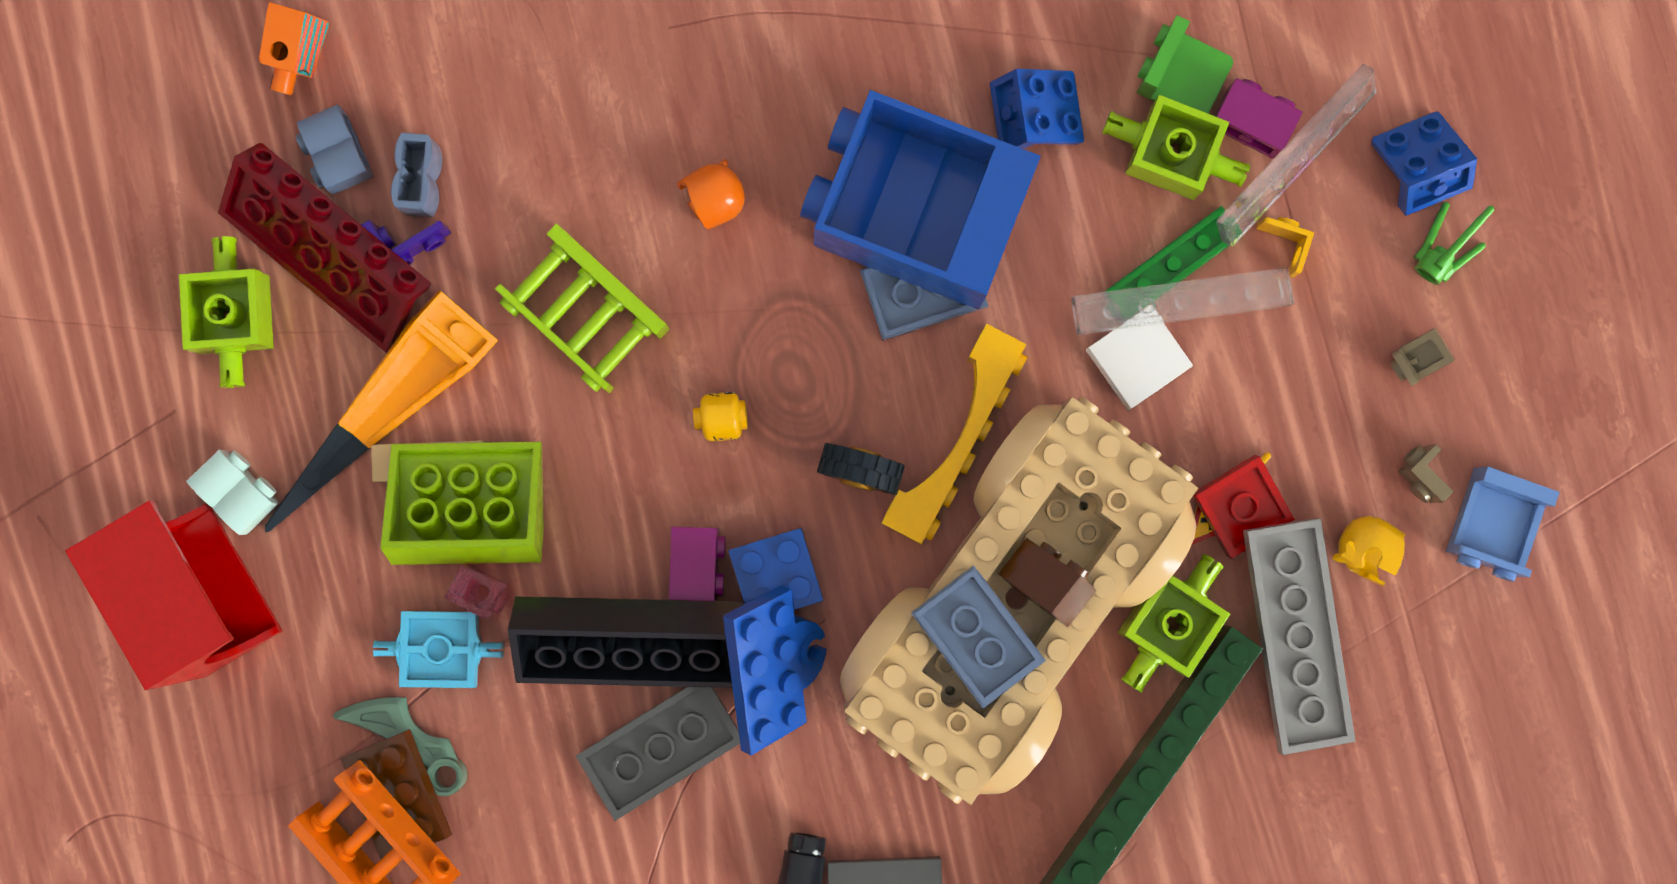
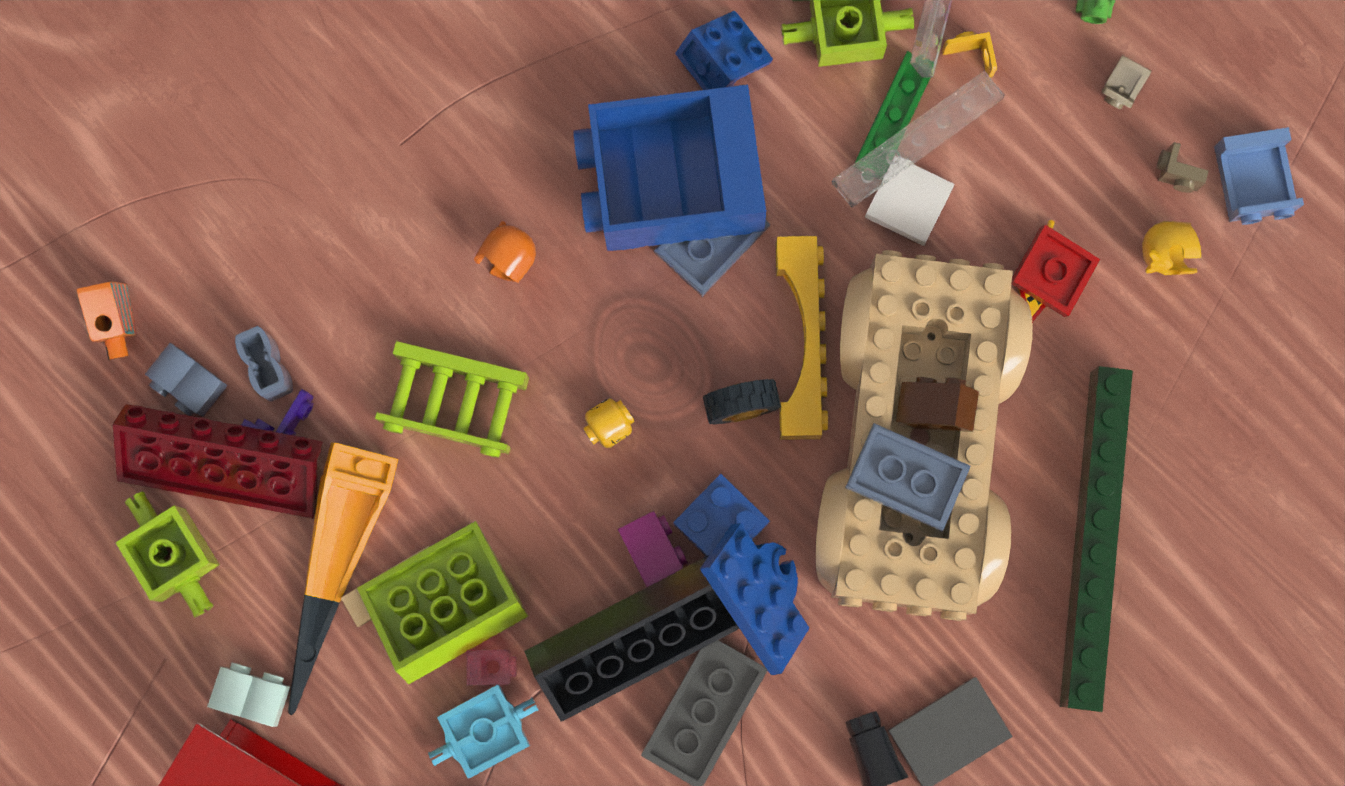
camera: 25 degrees left, 5 degrees down
(1197, 620) = (1069, 376): lime brick -> none
(1299, 636) = (1155, 346): light grey plate -> none

